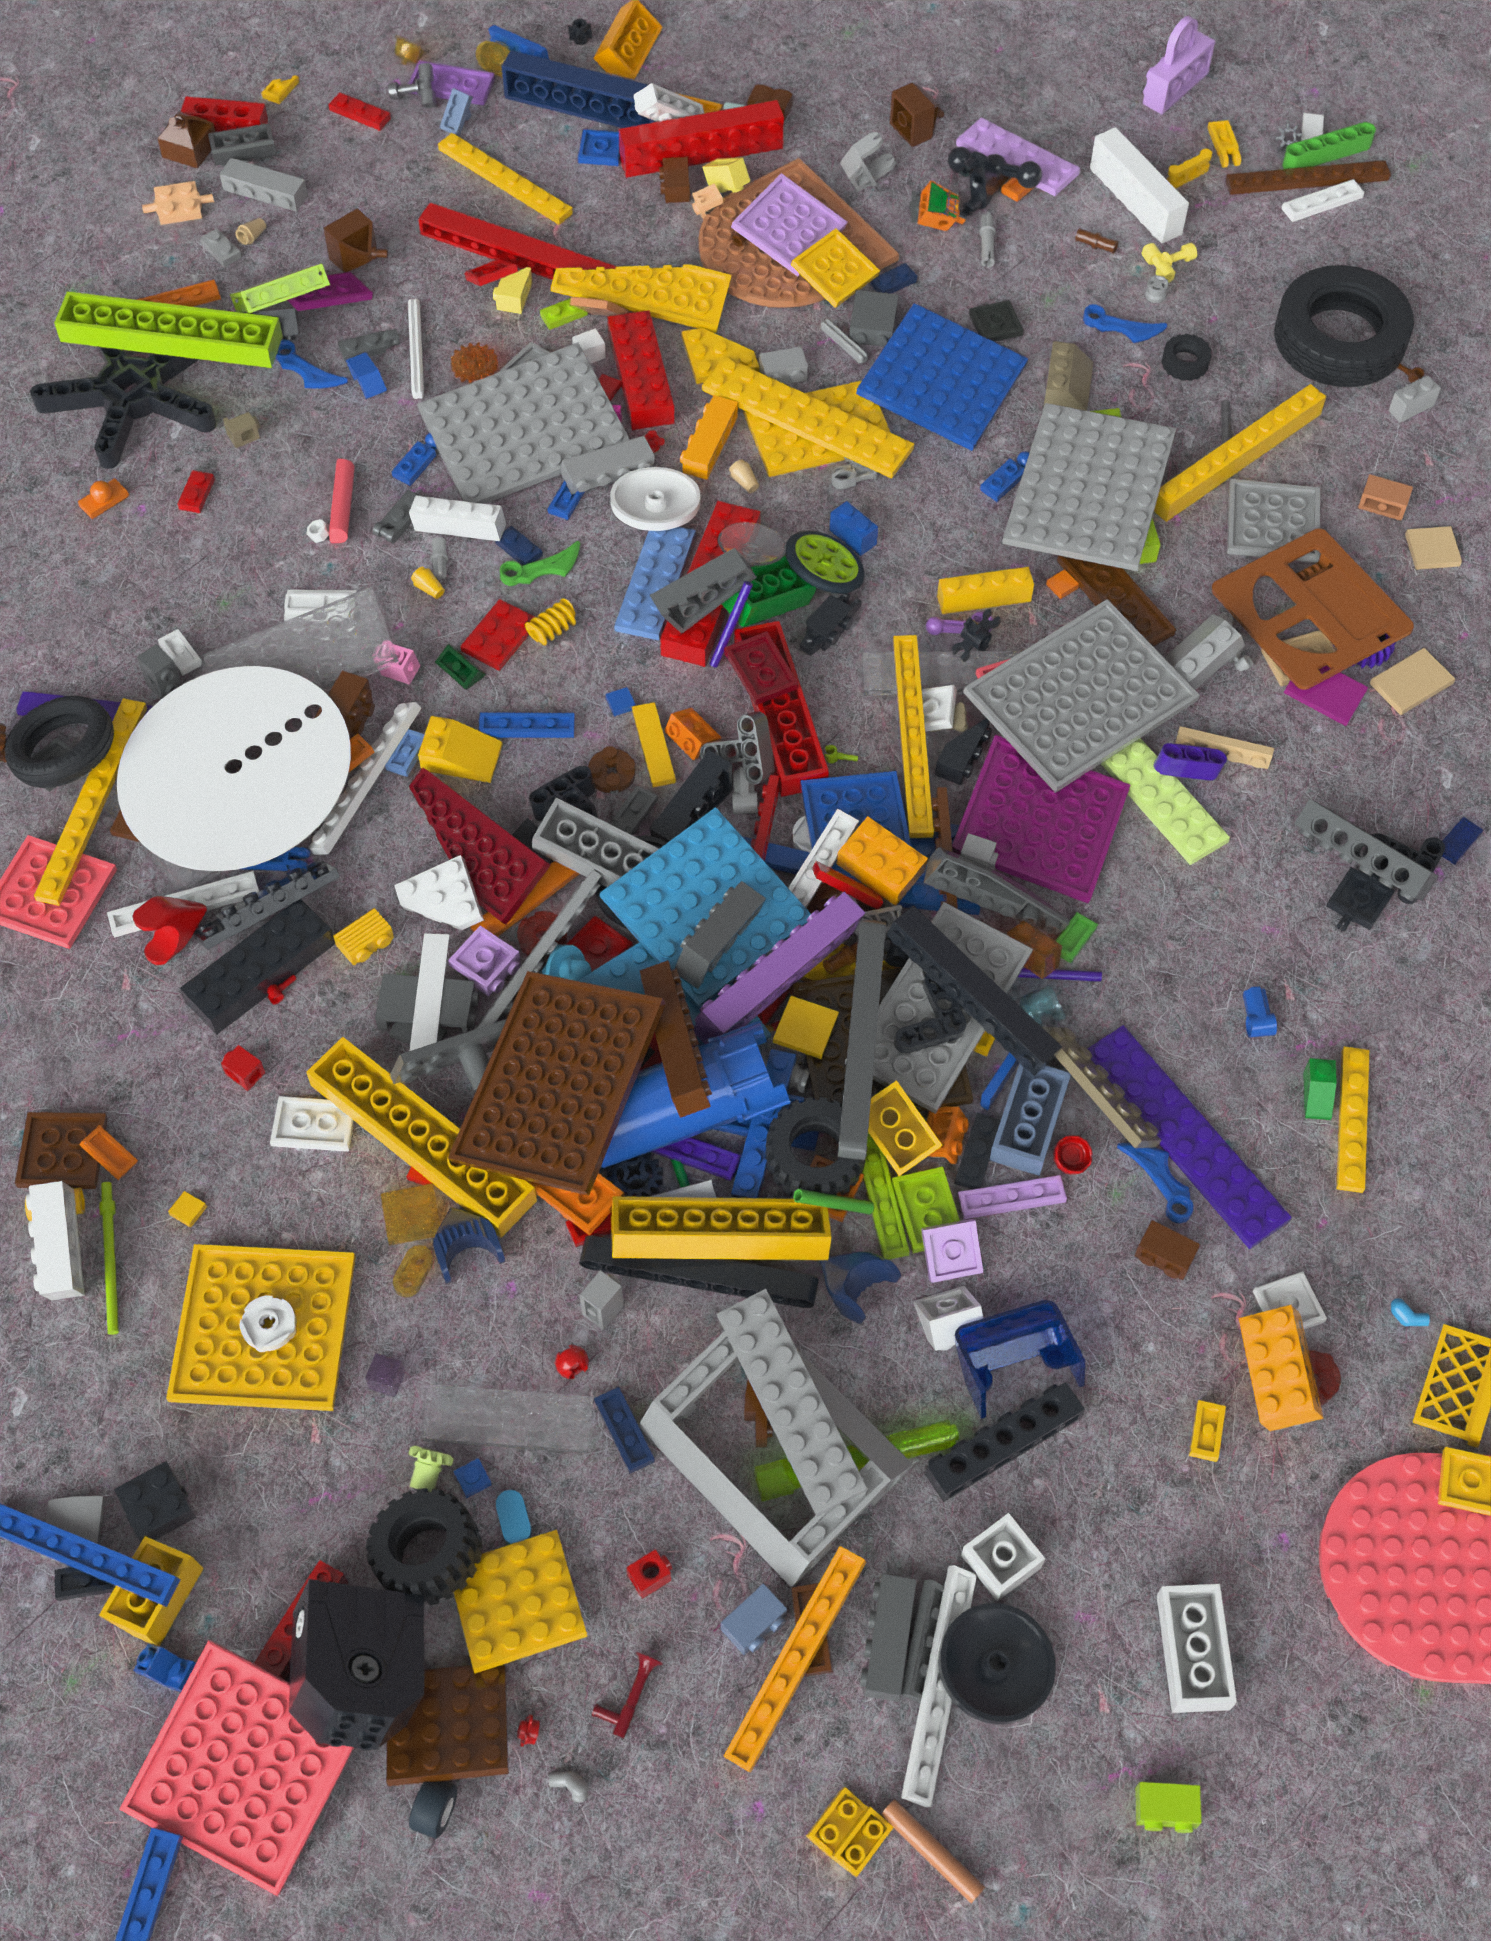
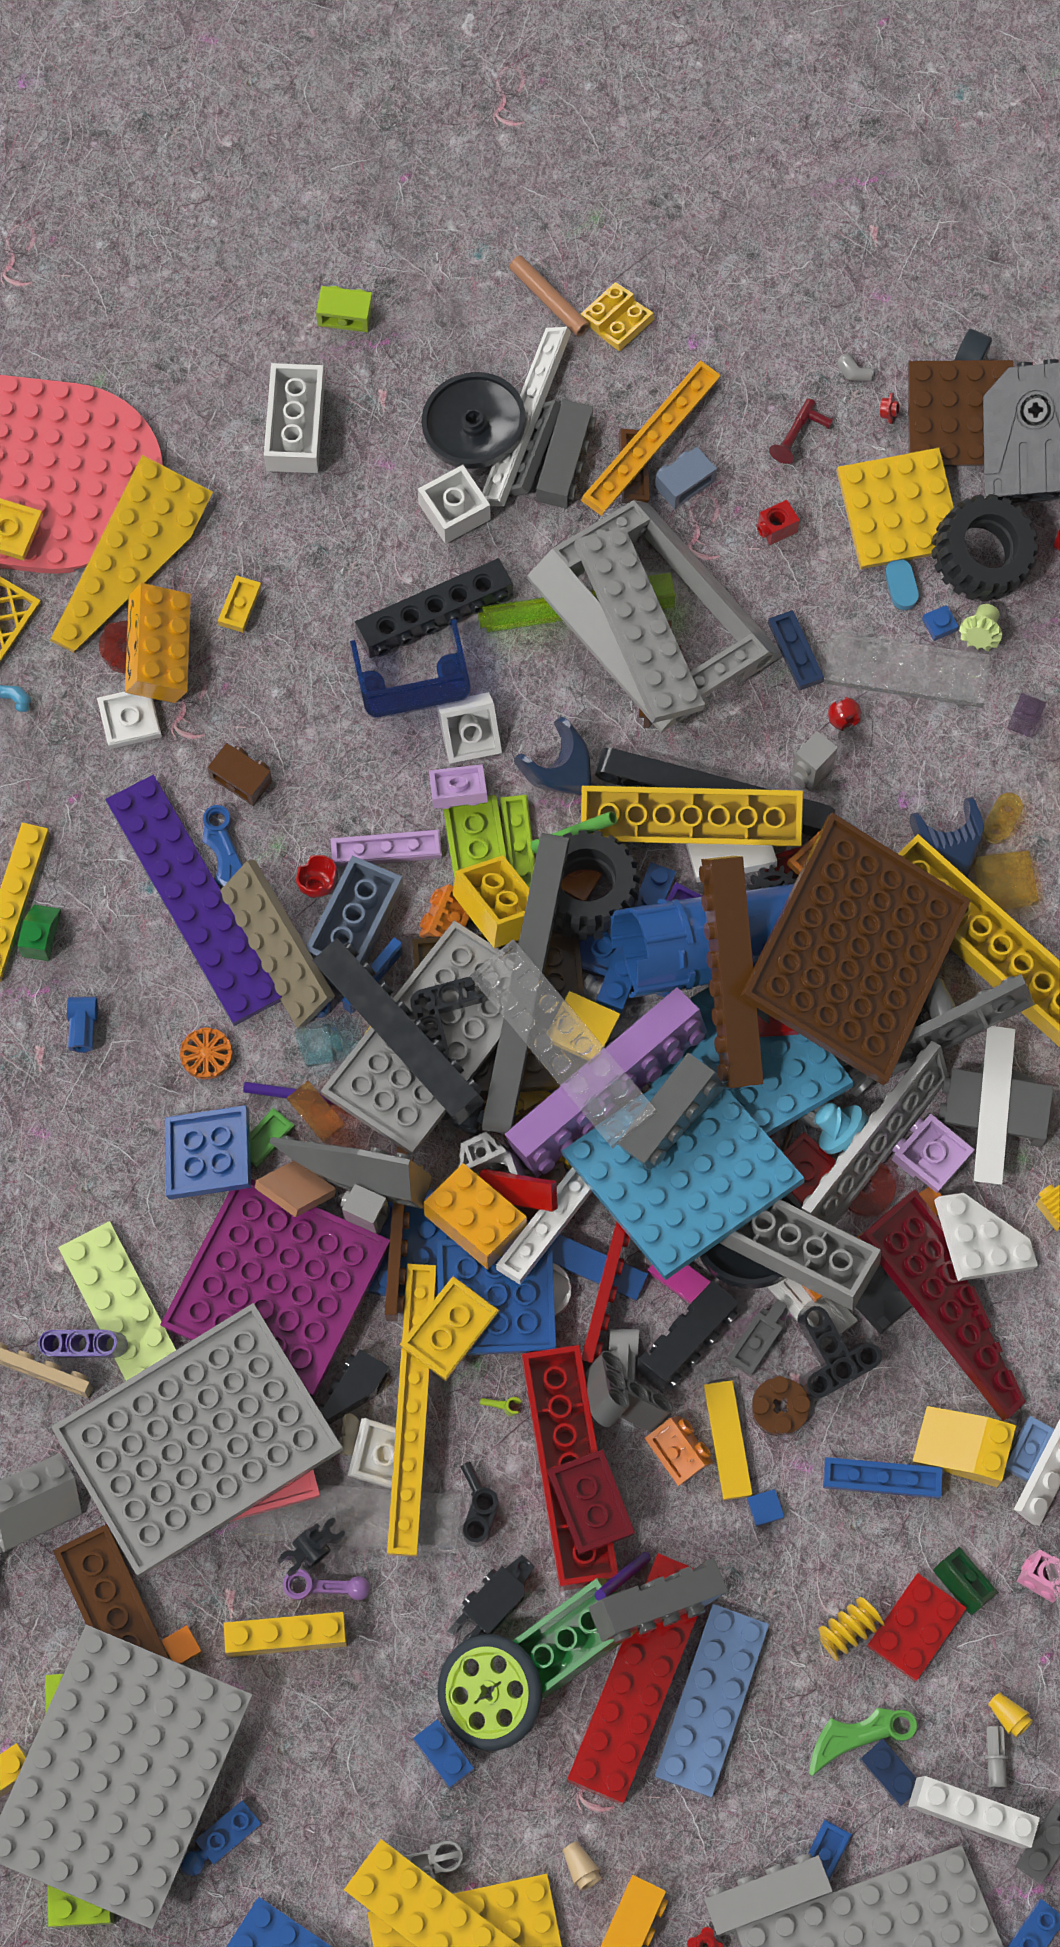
camera: 175 degrees left, 10 degrees up
(655, 498) = (713, 1853): white dish -> none
(754, 542) = (585, 1704): clear hat -> none
(824, 969) = (563, 1044): none -> clear plate
(847, 673) = (475, 1515): none -> black beam
(891, 785) = (449, 1328): none -> yellow tile
(977, 1152) = (413, 898): black plate -> none
(1044, 879) = (295, 1188): none -> nougat tile
(1121, 911) = (207, 1152): none -> plate
(1141, 1000) = (206, 1053): none -> orange wheel
(1325, 1501) = (142, 534): none -> yellow wing

